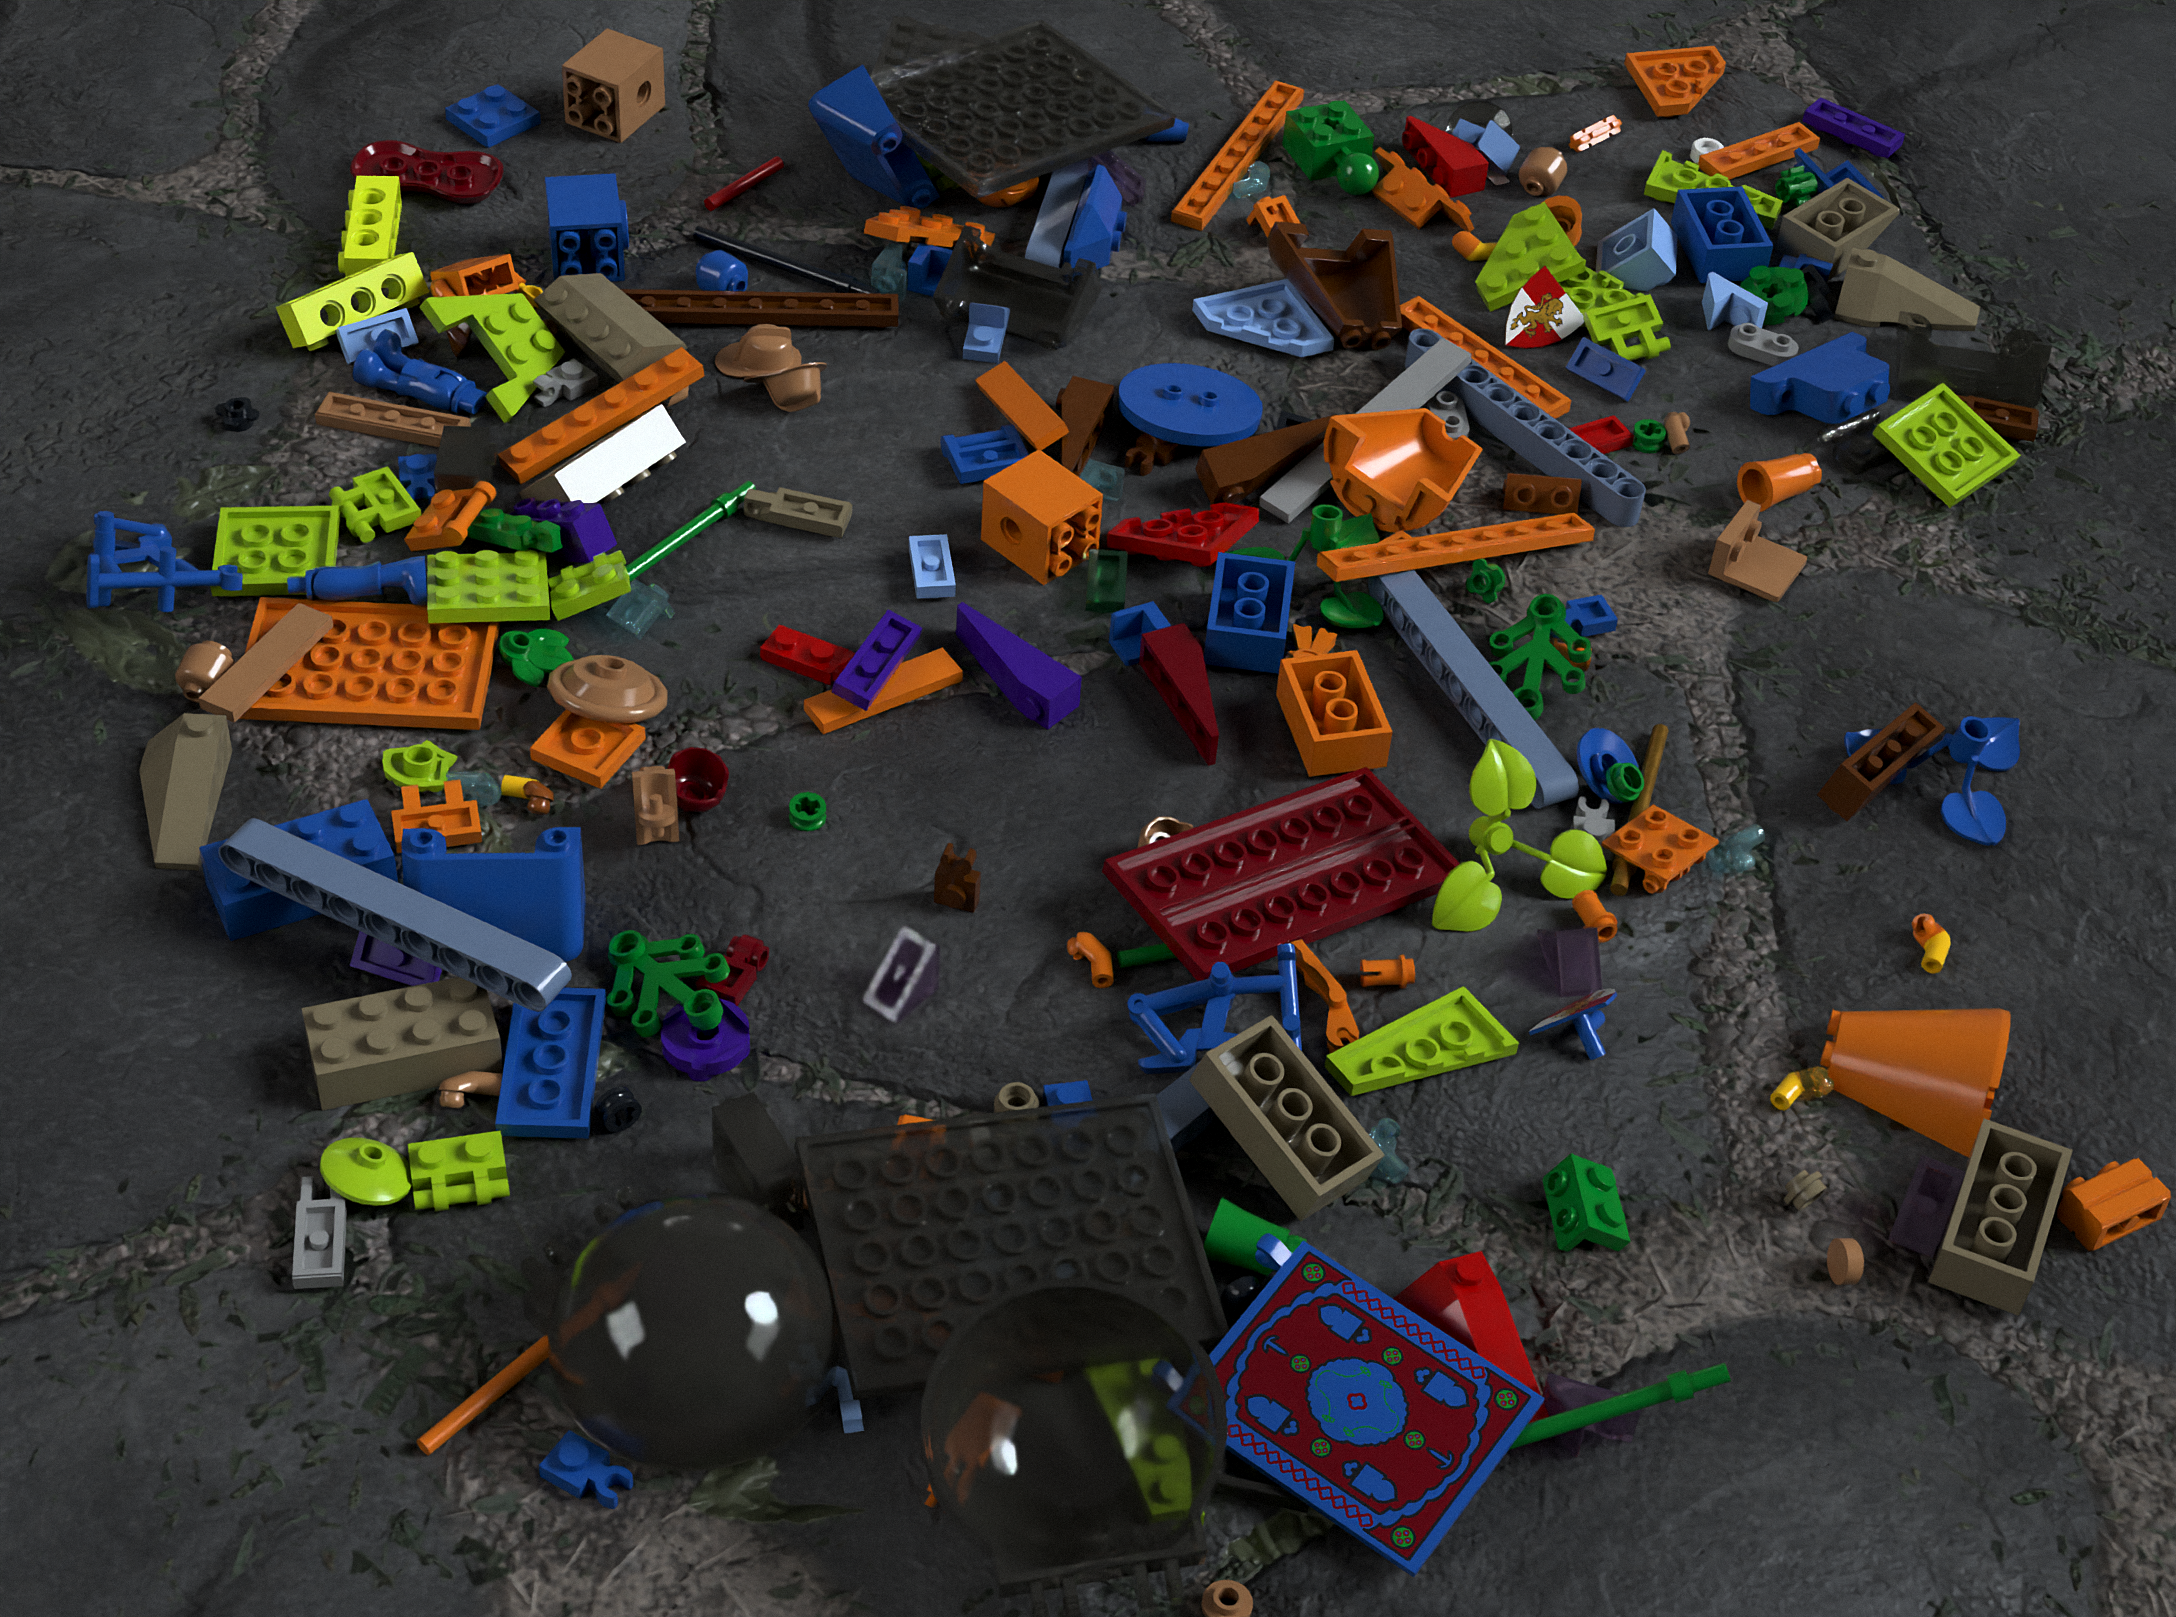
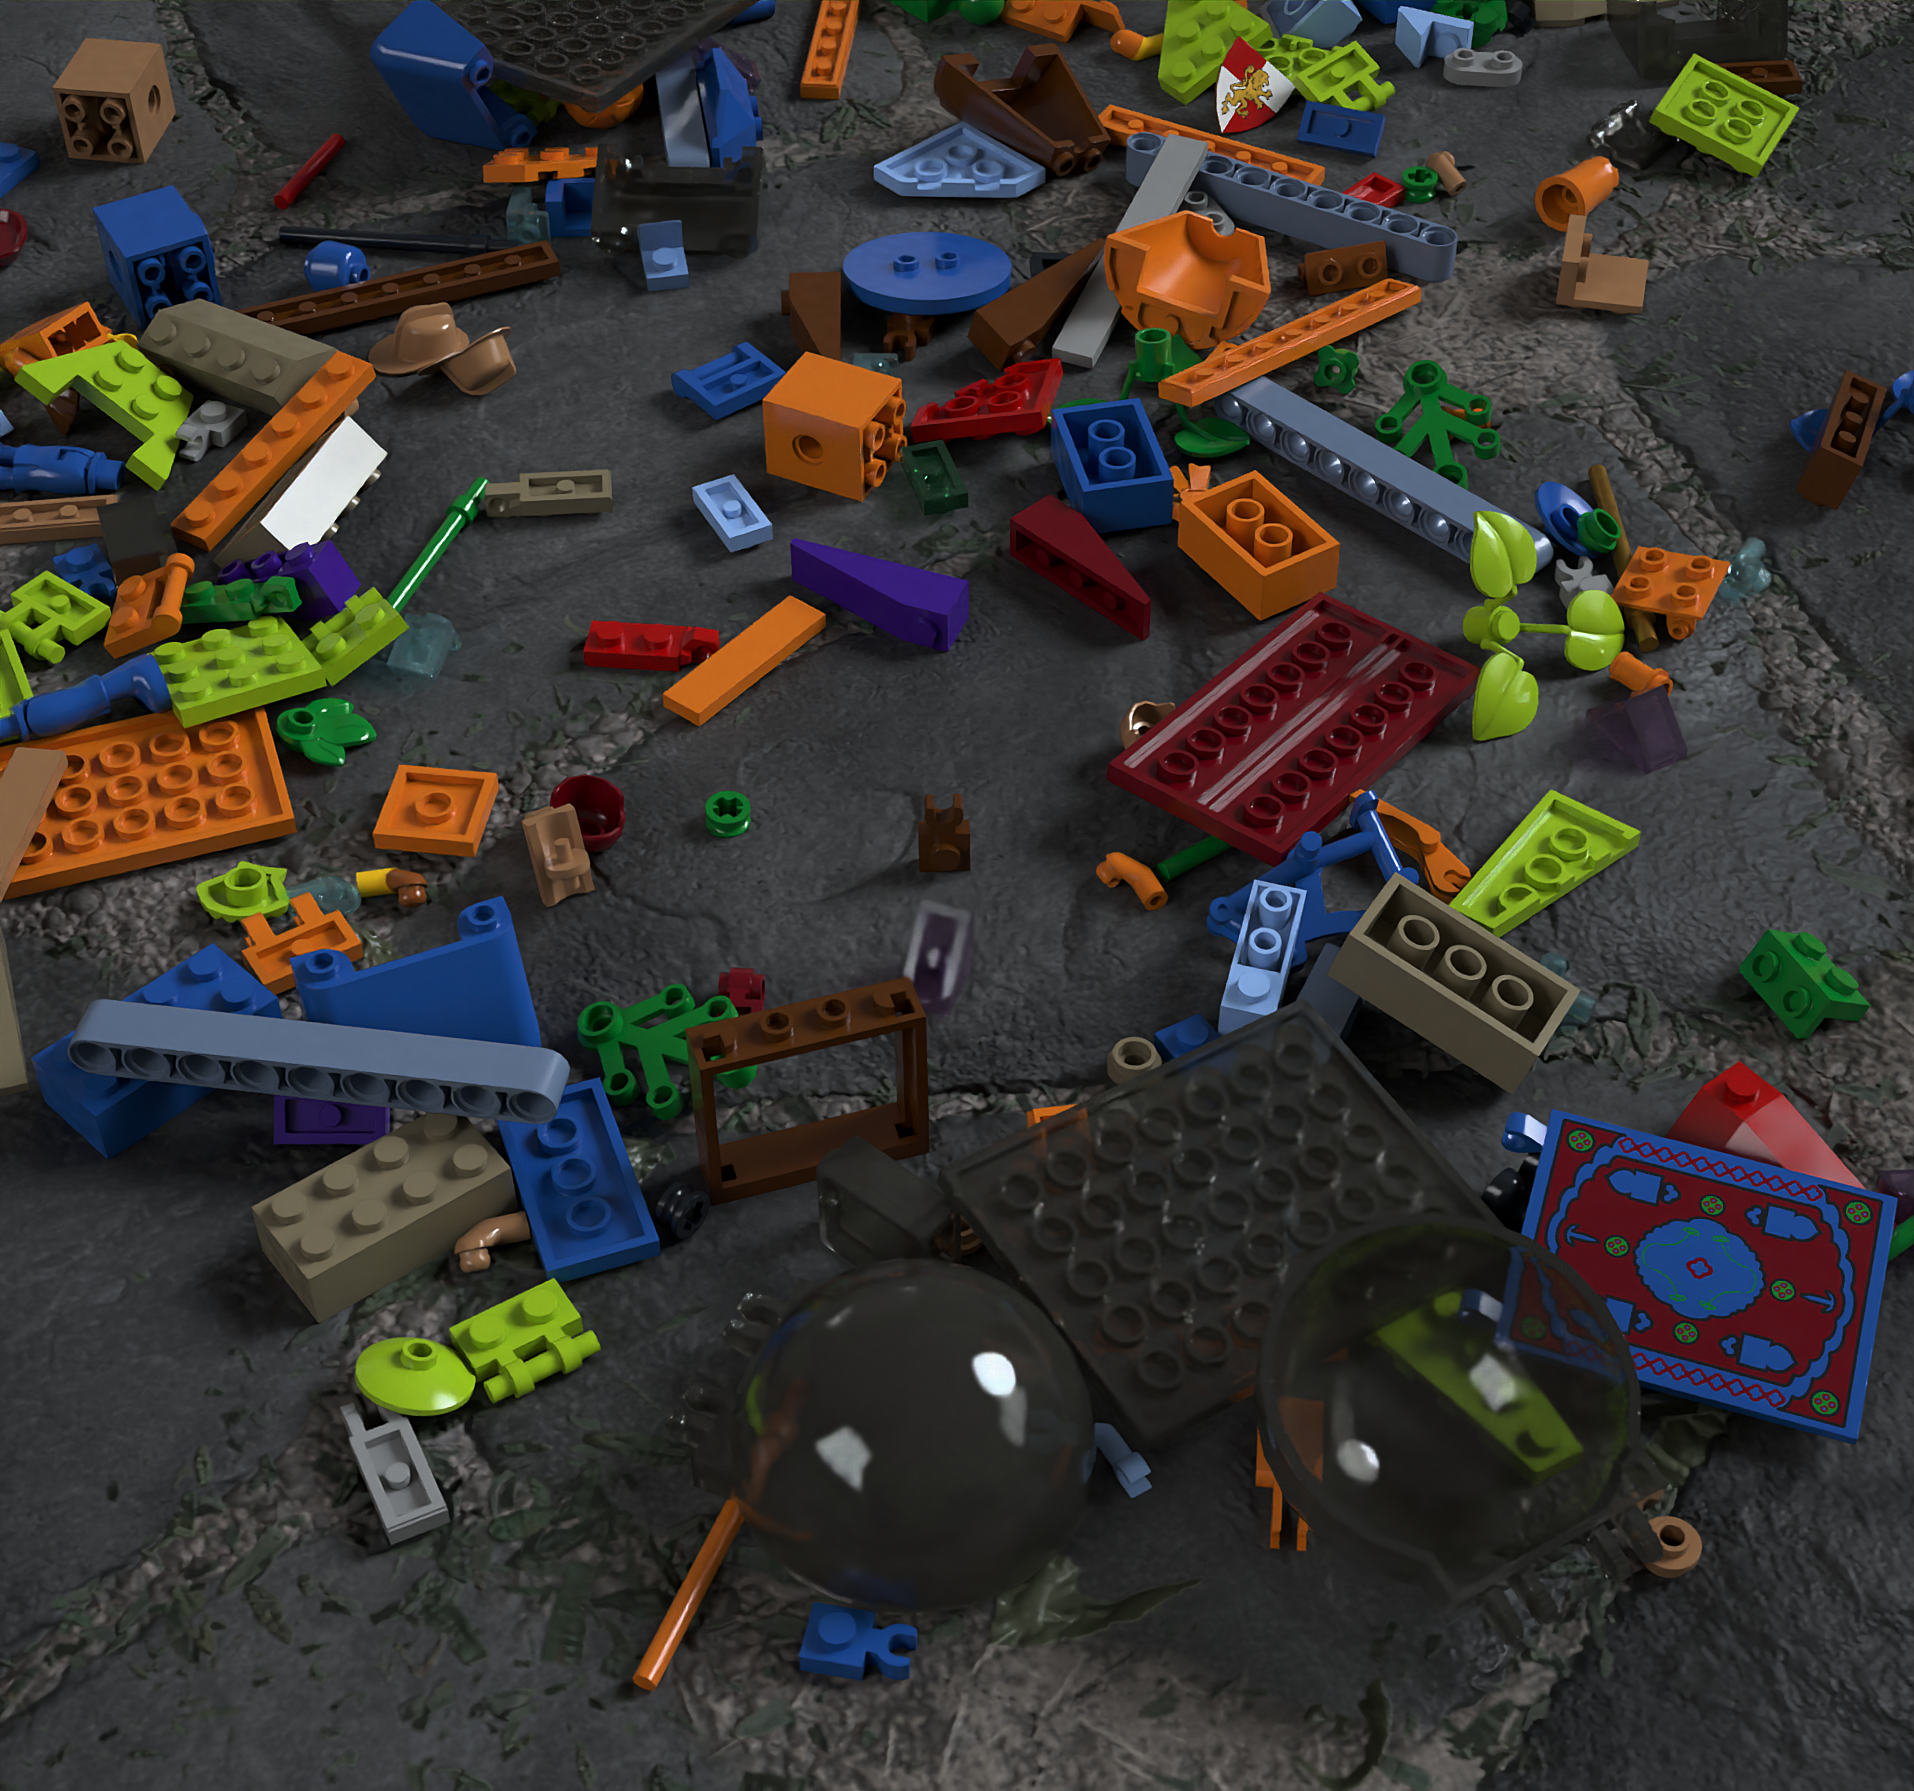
camera: 15 degrees left, 0 degrees up
(607, 689) = (432, 743): medium nougat piece -> none
(705, 1057) = (766, 1111): dark purple plate -> none
(737, 997) = (792, 1154): none -> reddish brown window
(876, 660) = (729, 626): dark purple plate -> none
(1022, 406) = (748, 319): orange tile -> none
(1128, 627) = (989, 519): blue panel -> none
(1151, 1049) = (1262, 955): none -> light blue slope
(1235, 1236) = (1471, 1130): green plant -> none
(1256, 182) = (871, 37): clear light blue arm -> none
(1269, 211) = (914, 63): orange bracket -> none
(1390, 972) = (1460, 799): orange pin -> none
(1584, 1023) = (1691, 777): blue shield -> none
(1590, 616) = (1468, 374): blue plate -> none
(1824, 383) = (1572, 85): blue brick -> none

